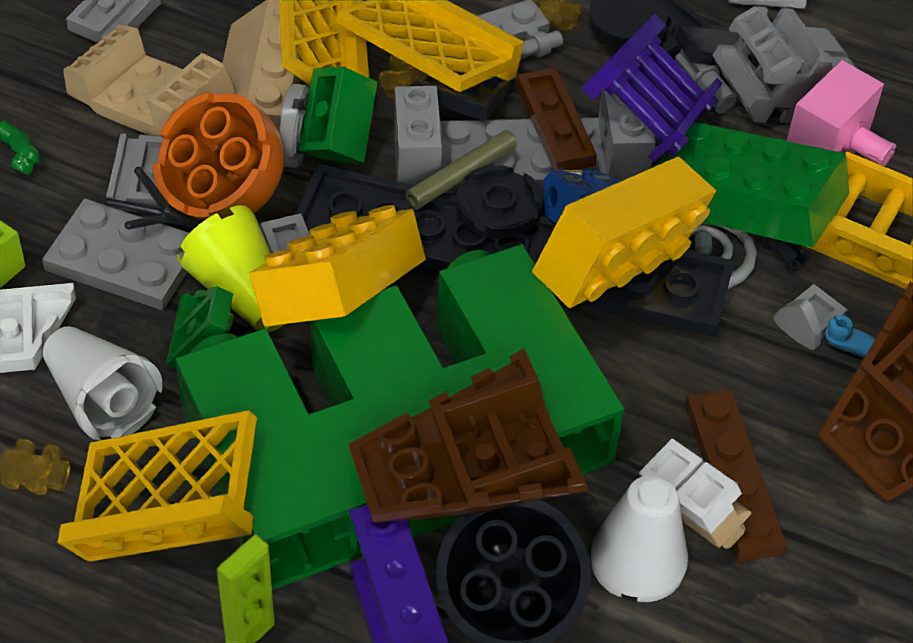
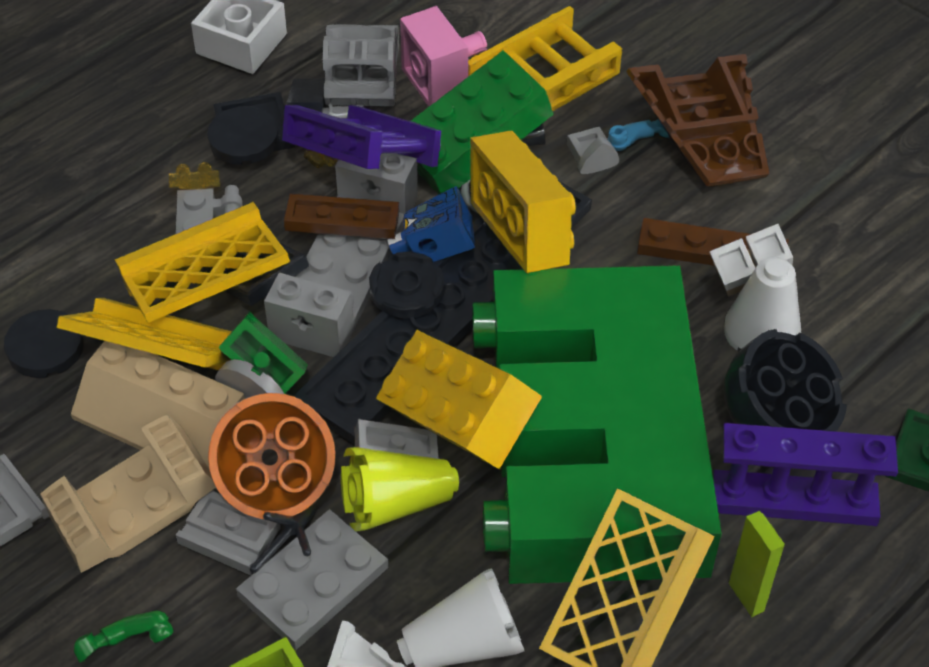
camera: 65 degrees left, 0 degrees up
(198, 319) = (441, 531): green wing -> none
(403, 75) = (219, 308): clear yellow piece -> none
(459, 169) = (362, 296): olive piece -> none
(468, 451) = (711, 360): reddish brown wedge -> none

